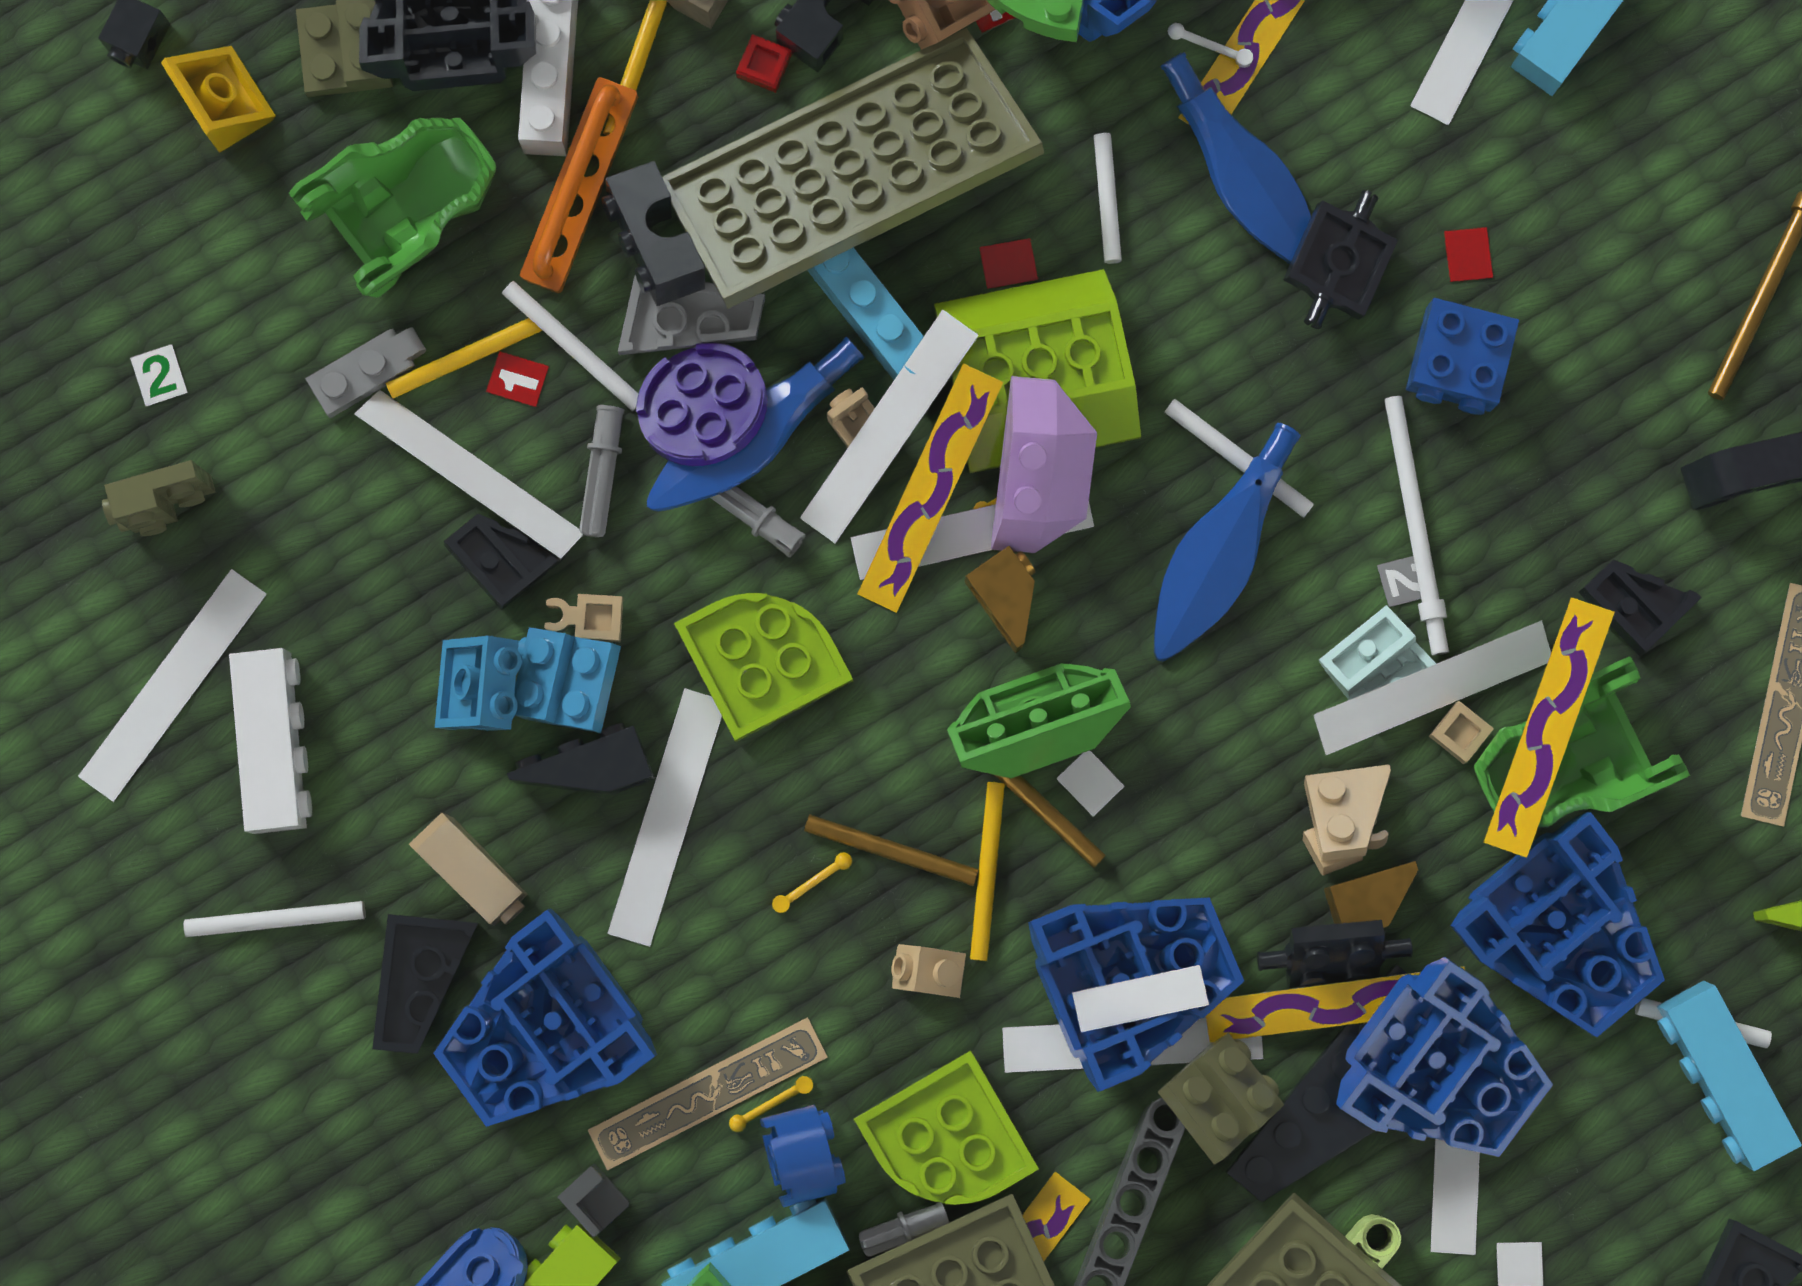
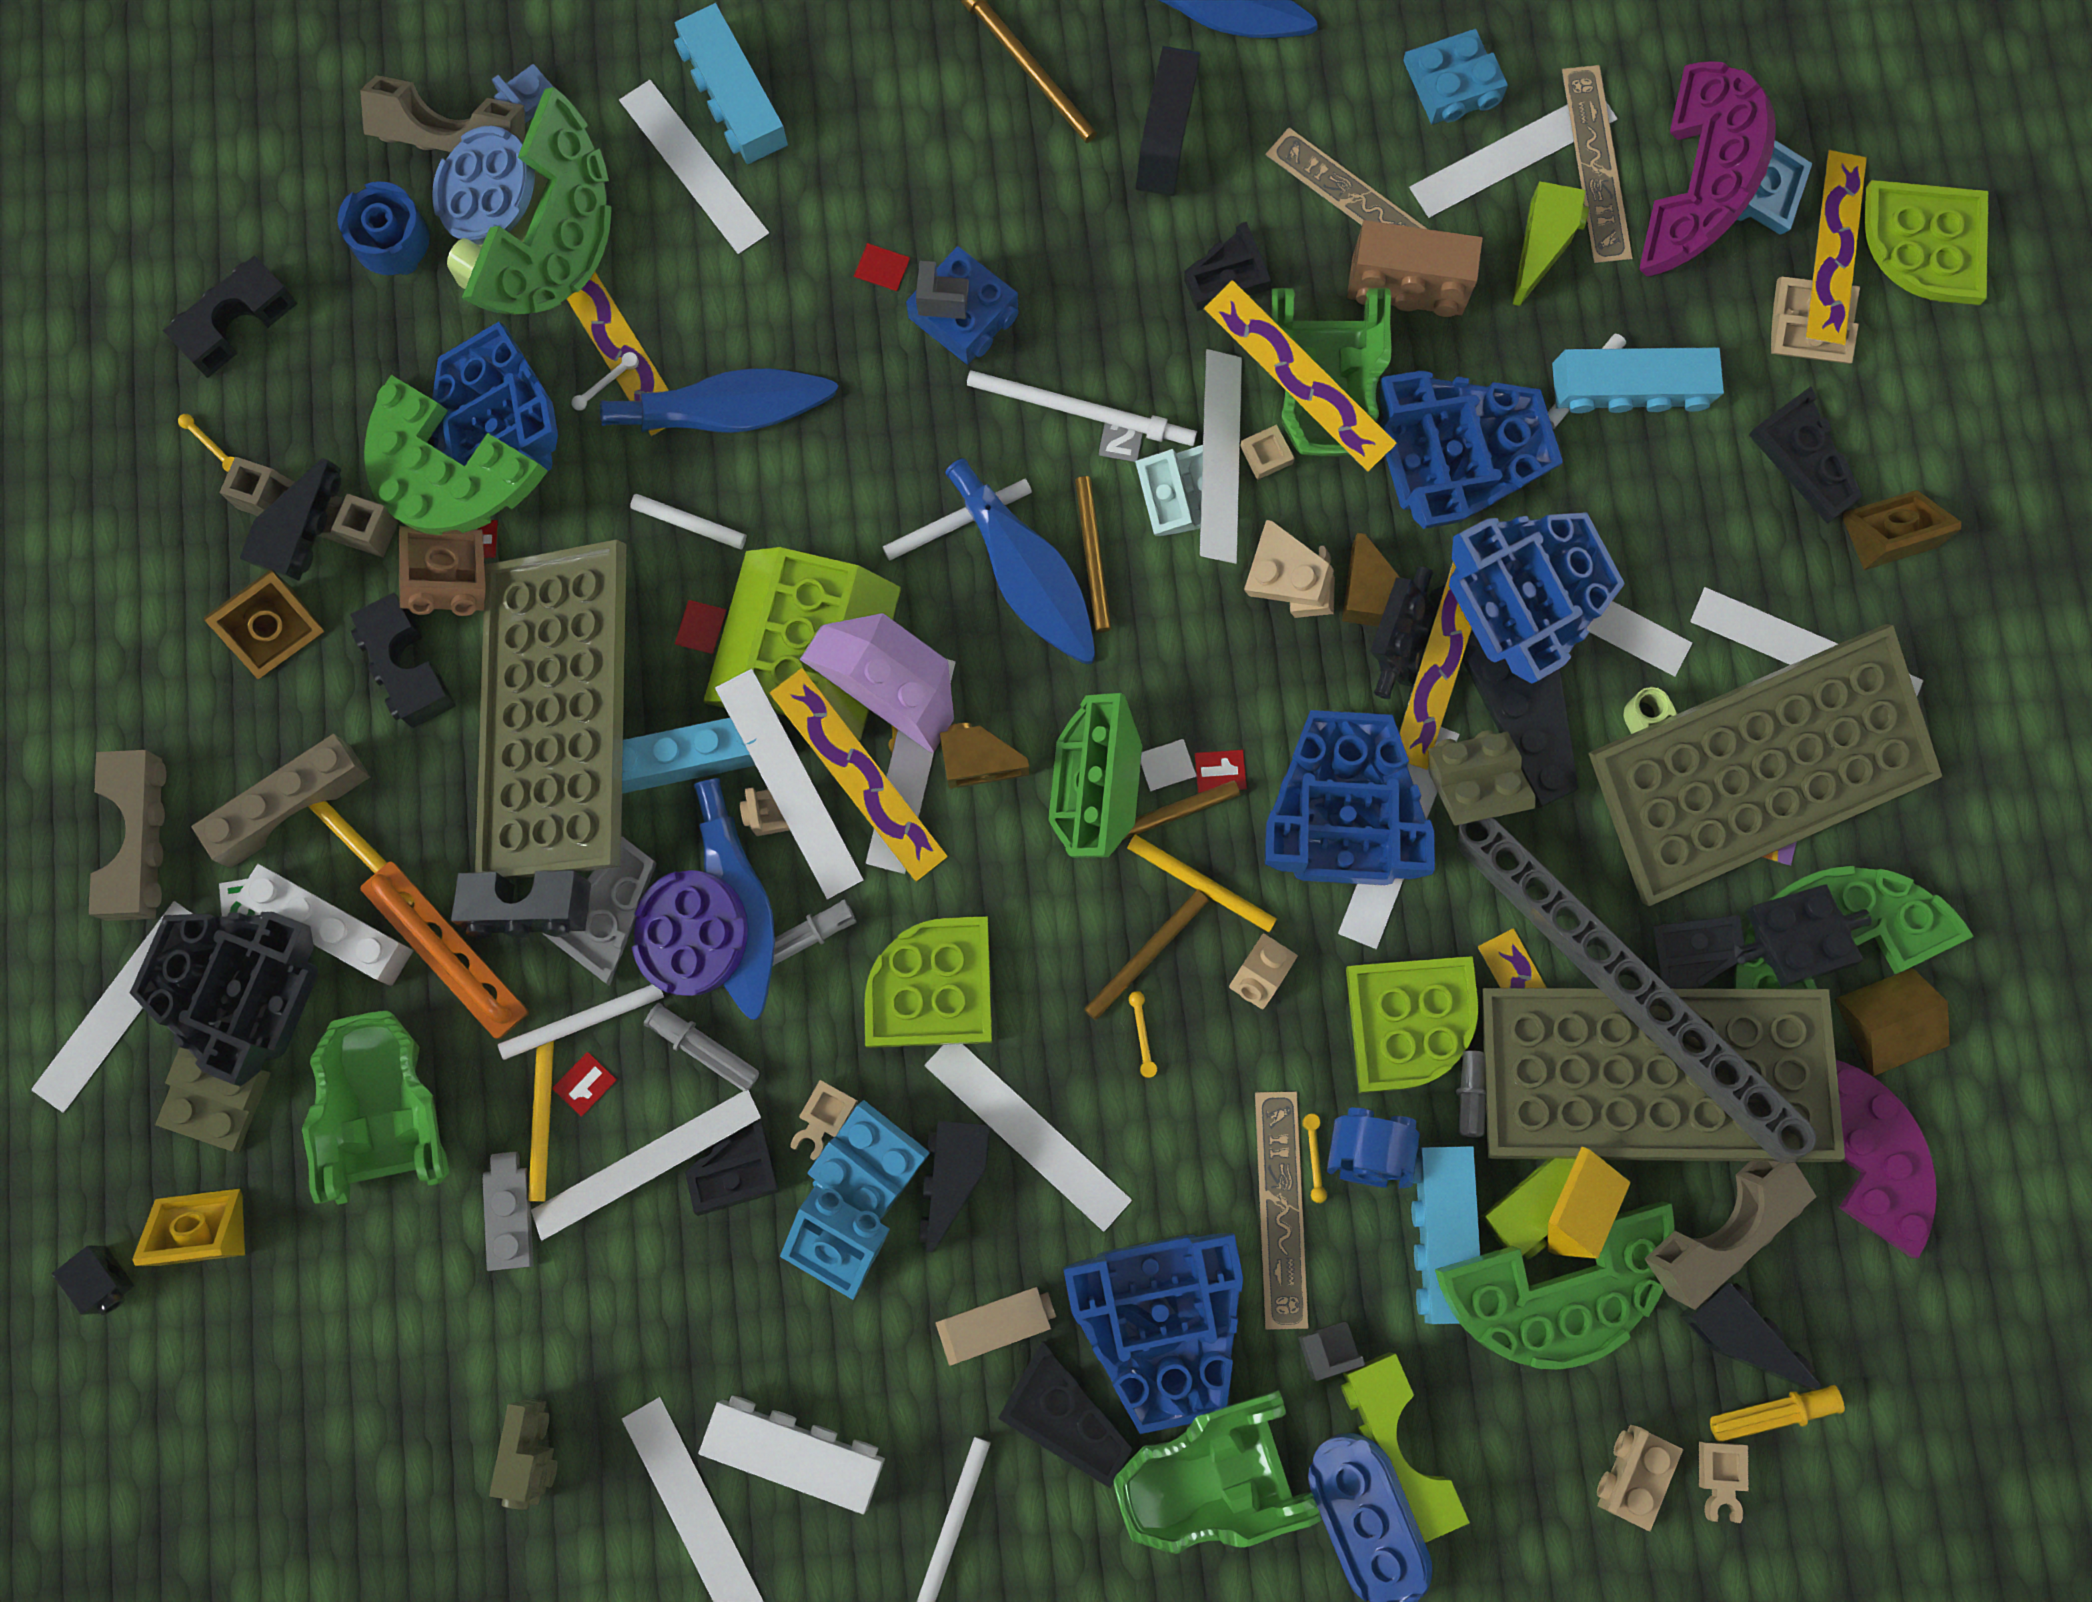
camera: 60 degrees left, 5 degrees down
(158, 375) = (414, 1404): white sticker -> none
(420, 1144) = (1214, 1483): none -> bright green animal
(764, 63) = (424, 745): red tile -> none
(1111, 836) = (1220, 768): none -> red sticker
(1140, 998) = (1370, 803): white sticker -> none
(1269, 608) = (1093, 554): none -> pearl gold bar
(1340, 259) = (836, 362): black plate -> none
(1454, 328) = (940, 295): none -> dark grey panel
(1730, 792) = (1418, 265): none -> medium nougat brick

